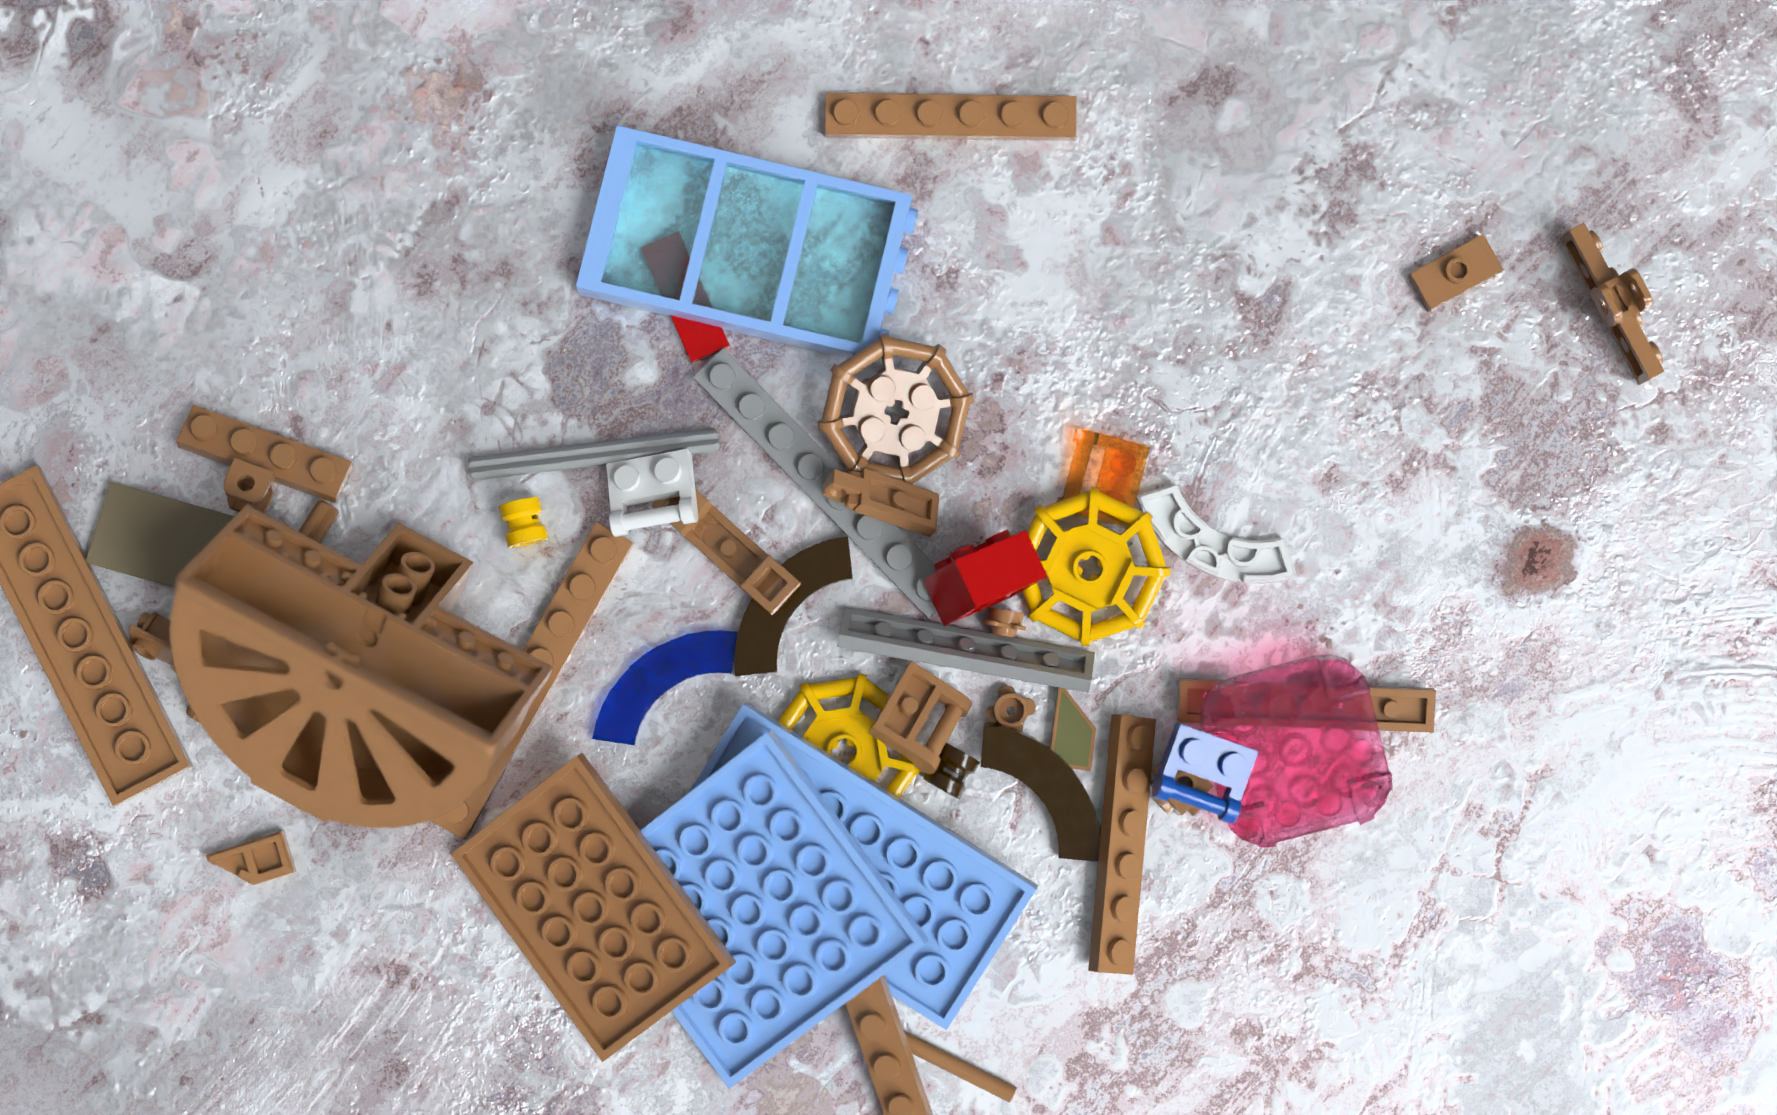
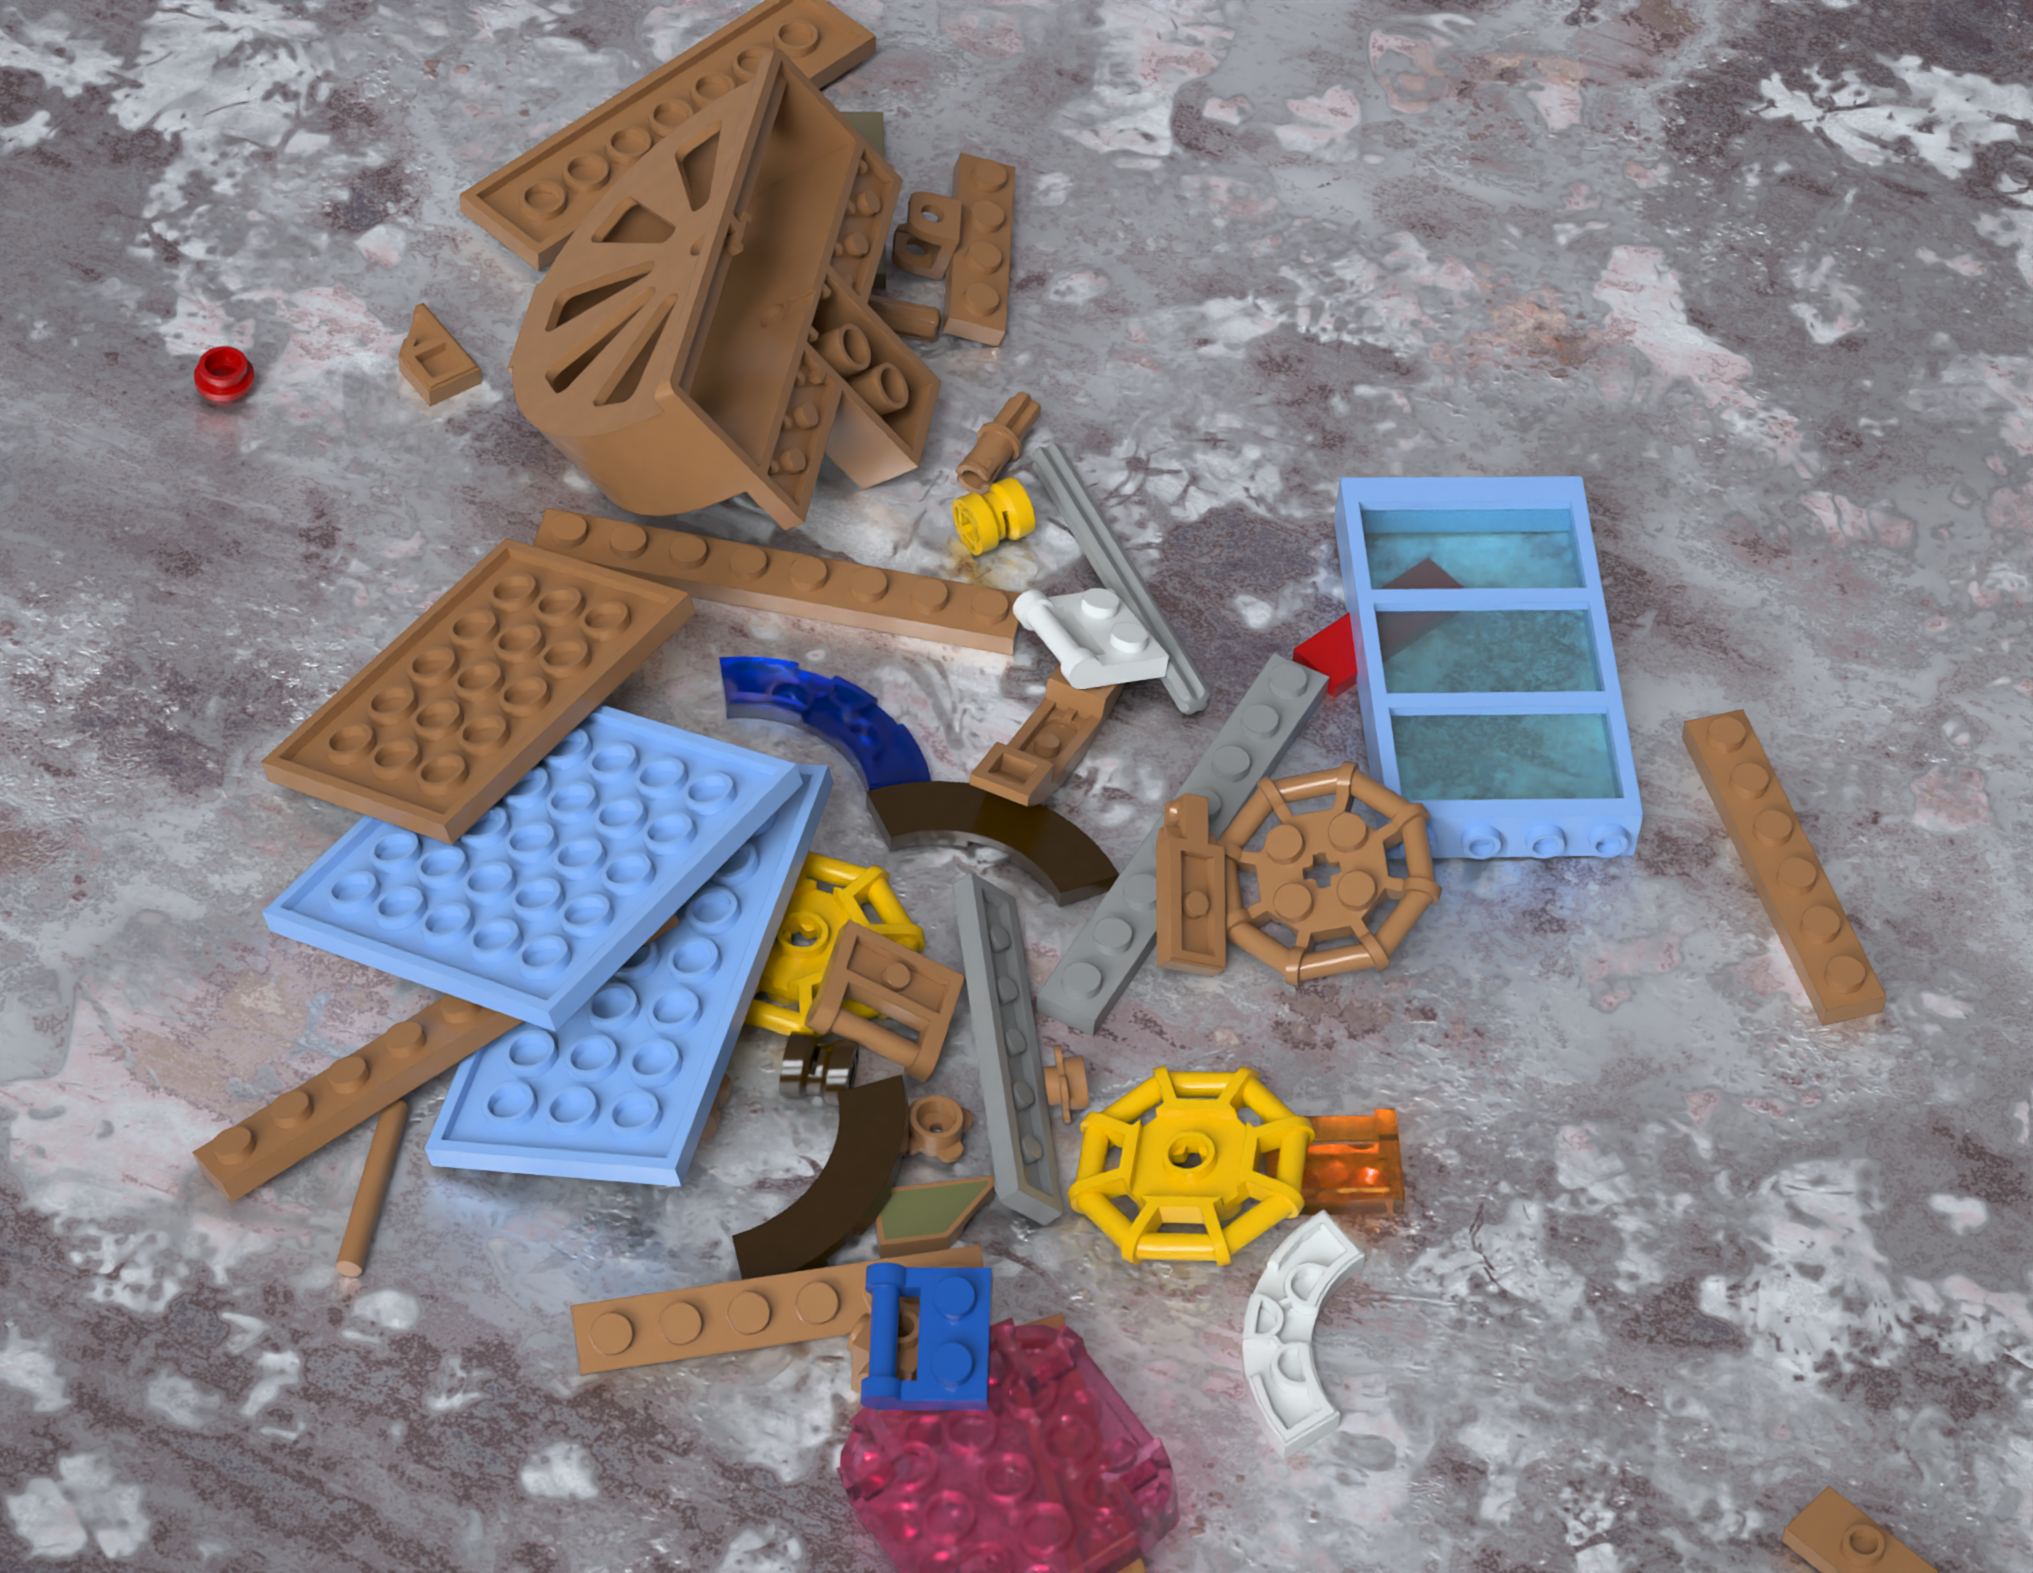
camera: 75 degrees right, 35 degrees down
(222, 1009) = (224, 374): none -> red plate
(452, 496) = (998, 443): none -> medium nougat axle
(983, 575) = (1121, 1008): red brick -> none

